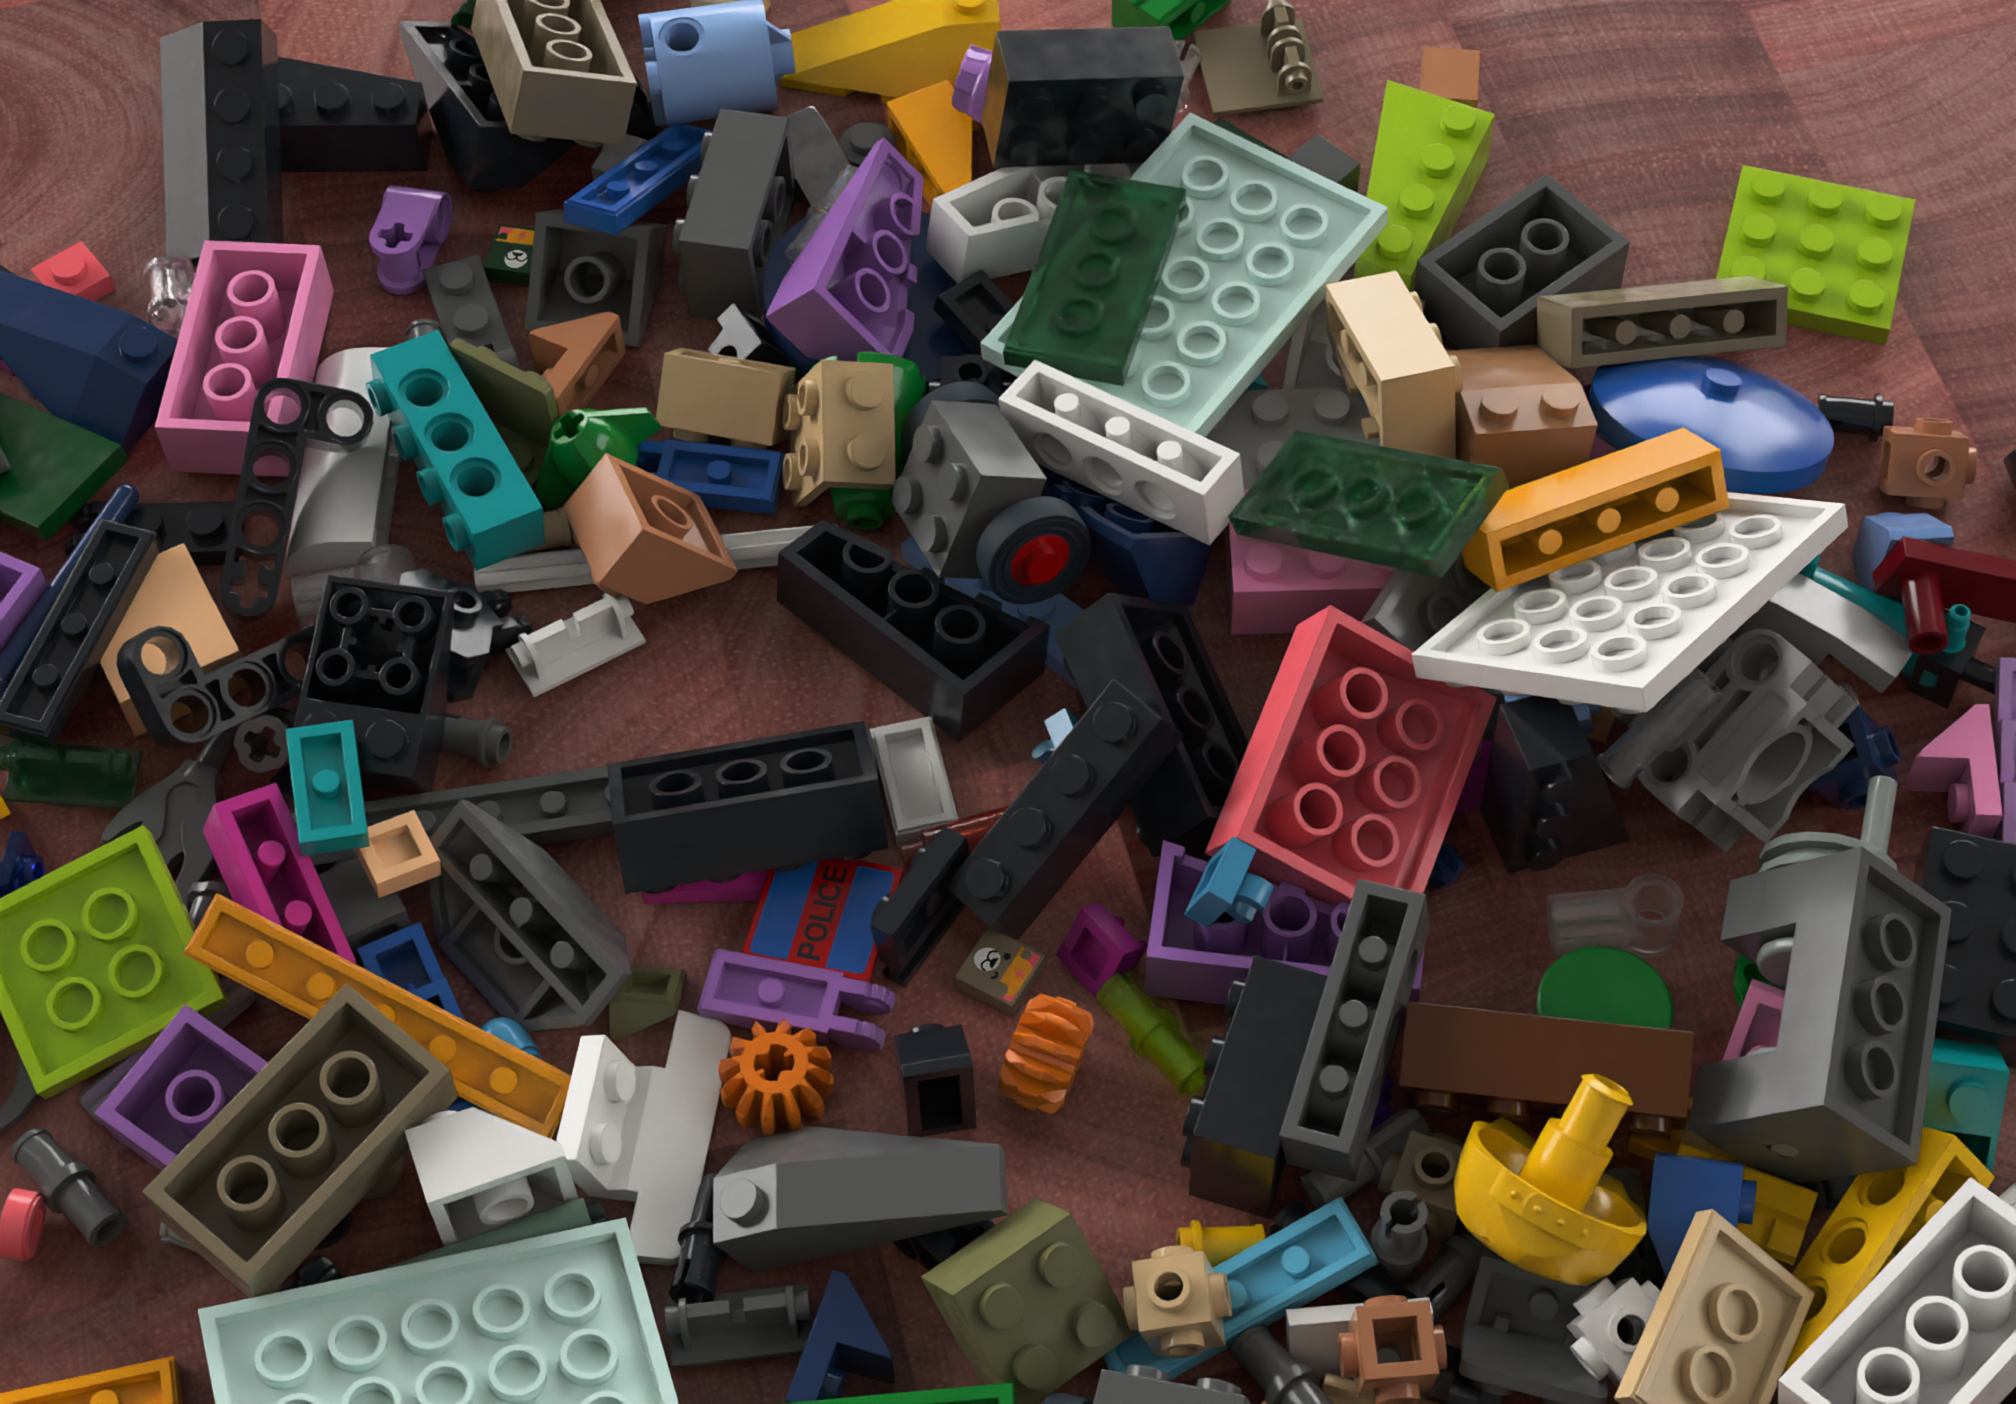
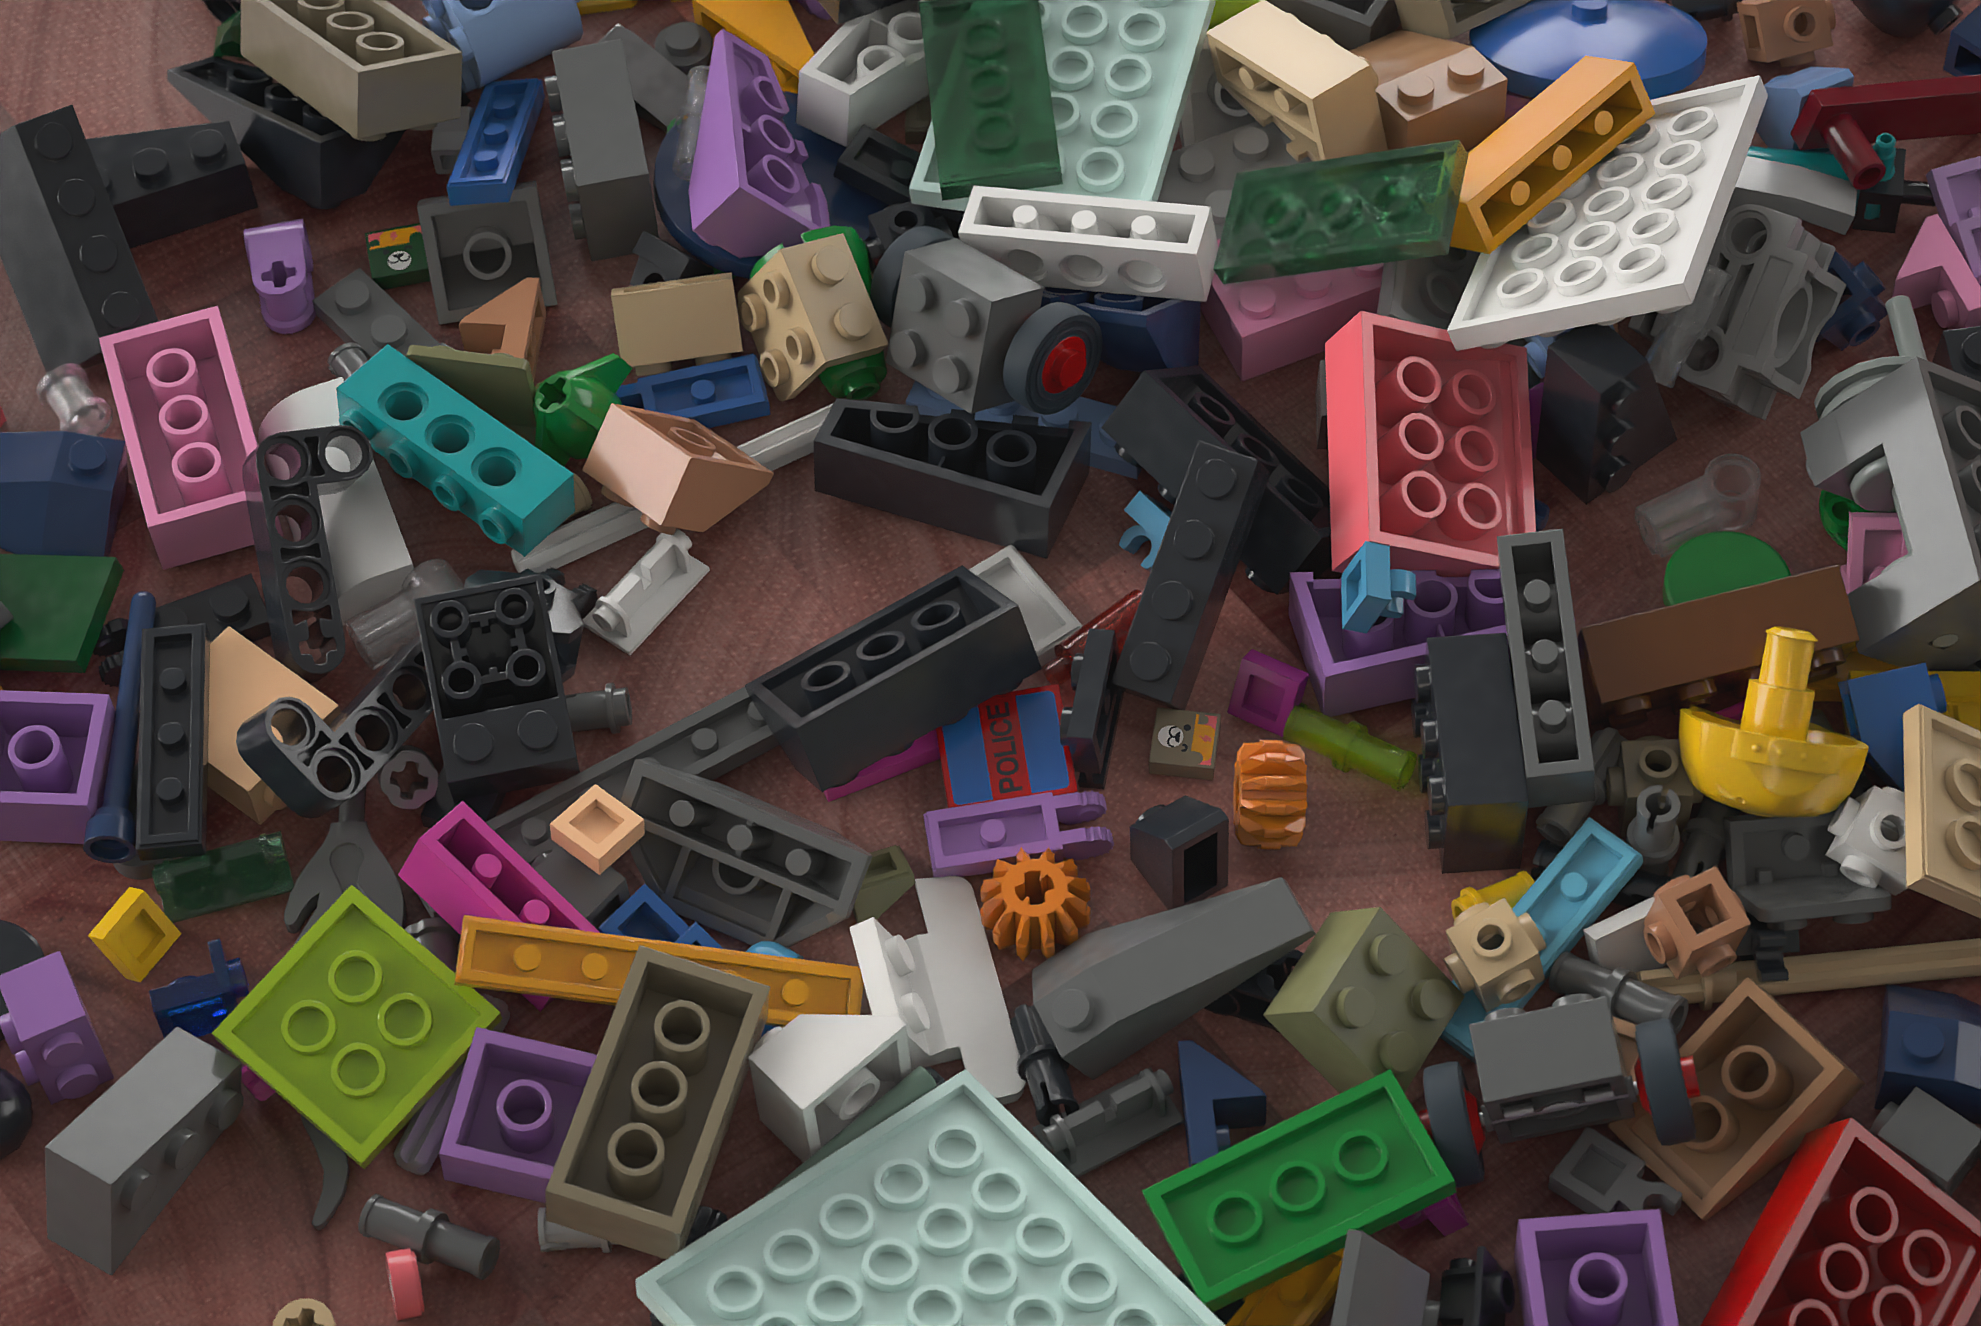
camera: 20 degrees left, 0 degrees up
(327, 788) = (512, 789): teal plate -> none

